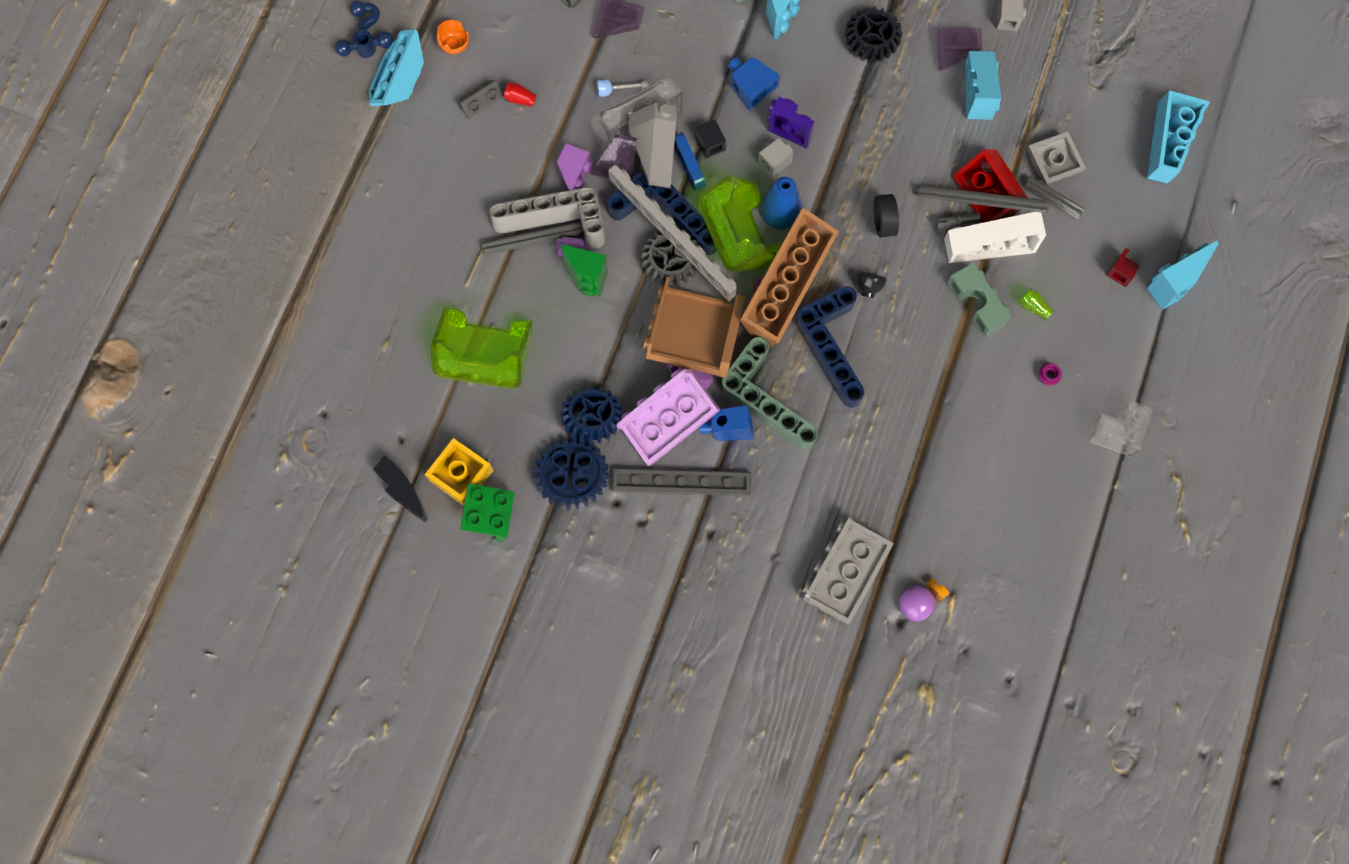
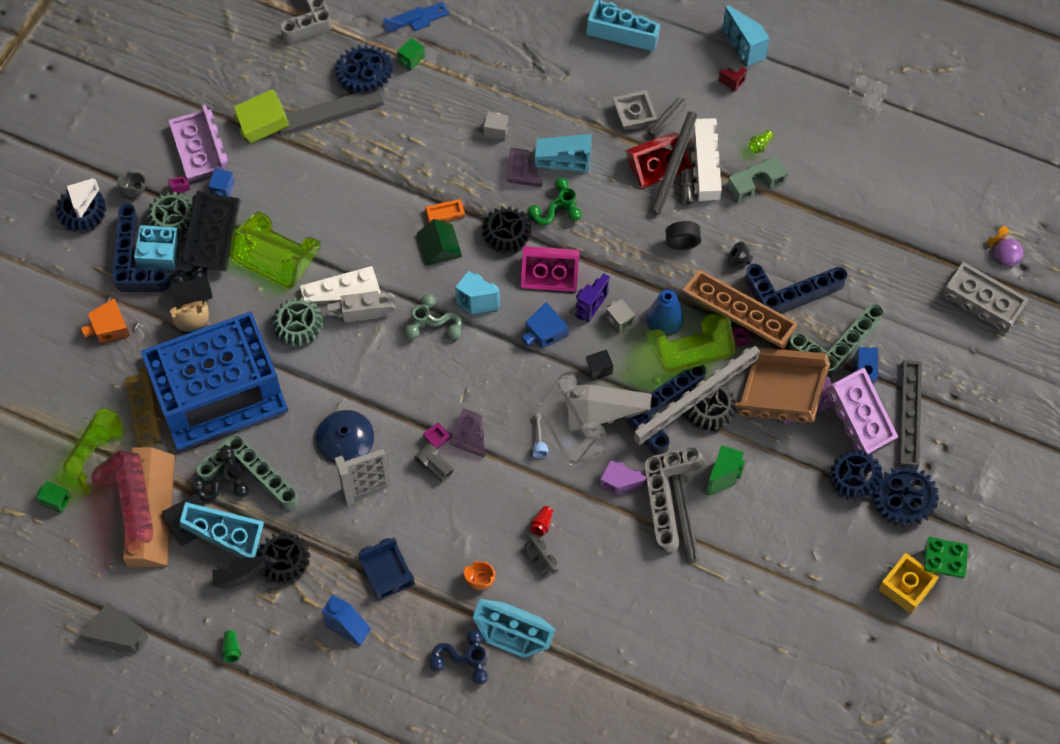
camera: 85 degrees left, 10 degrees down
(400, 487) = (919, 635): black slope -> none
(480, 352) = (793, 560): clear neon green windscreen -> none
(574, 242) = (696, 485): medium lavender cone -> none
(619, 153) = (618, 438): clear purple wing -> none
(689, 162) = (625, 382): blue beam -> none
(828, 81) = (550, 268): none -> dark pink slope
(903, 101) = (574, 213): none -> green piece
(1054, 370) = (820, 135): magenta plate -> none

